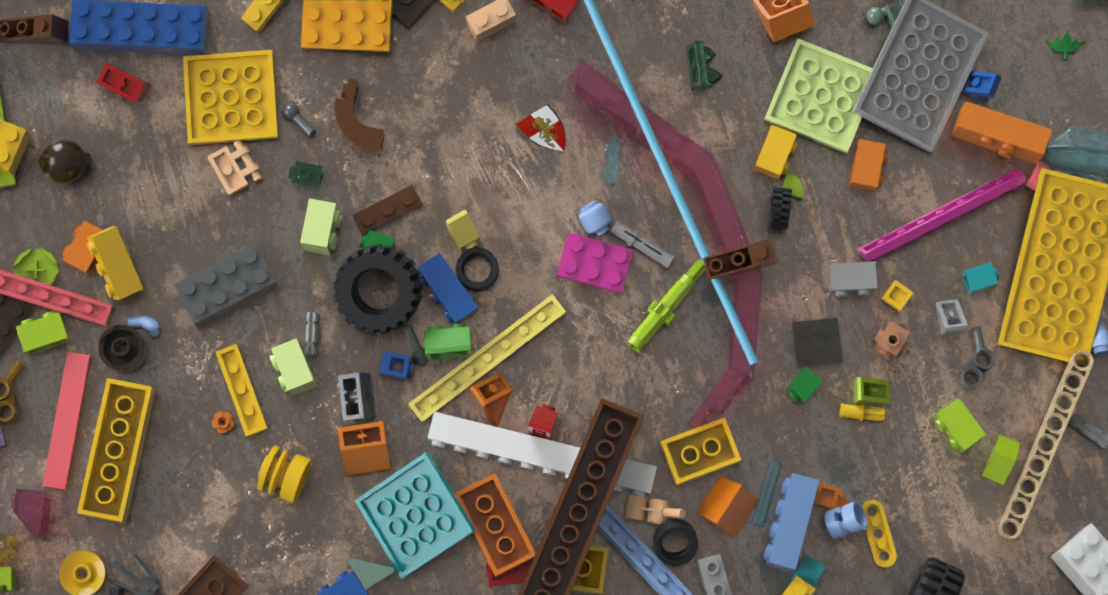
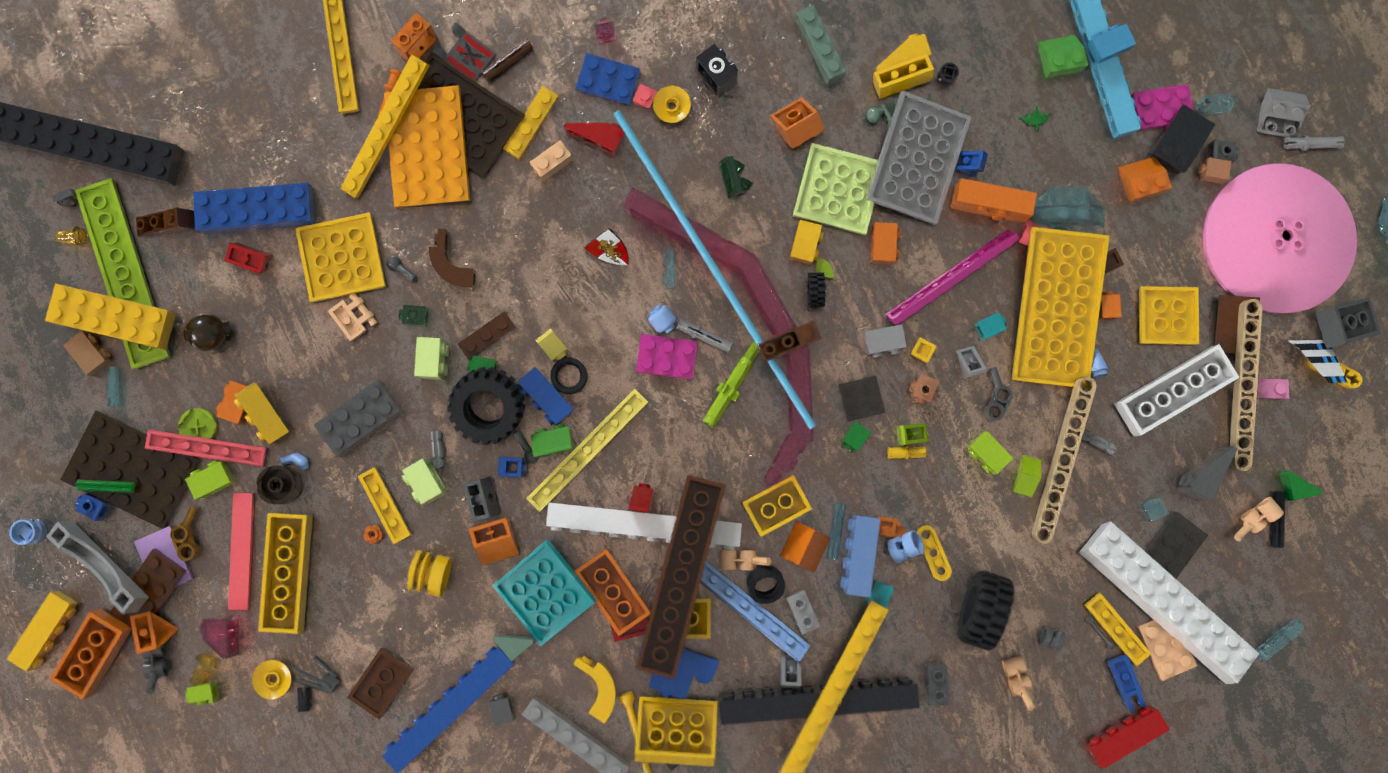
camera: 10 degrees left, 5 degrees up
(492, 396) = (596, 481): orange slope -> none

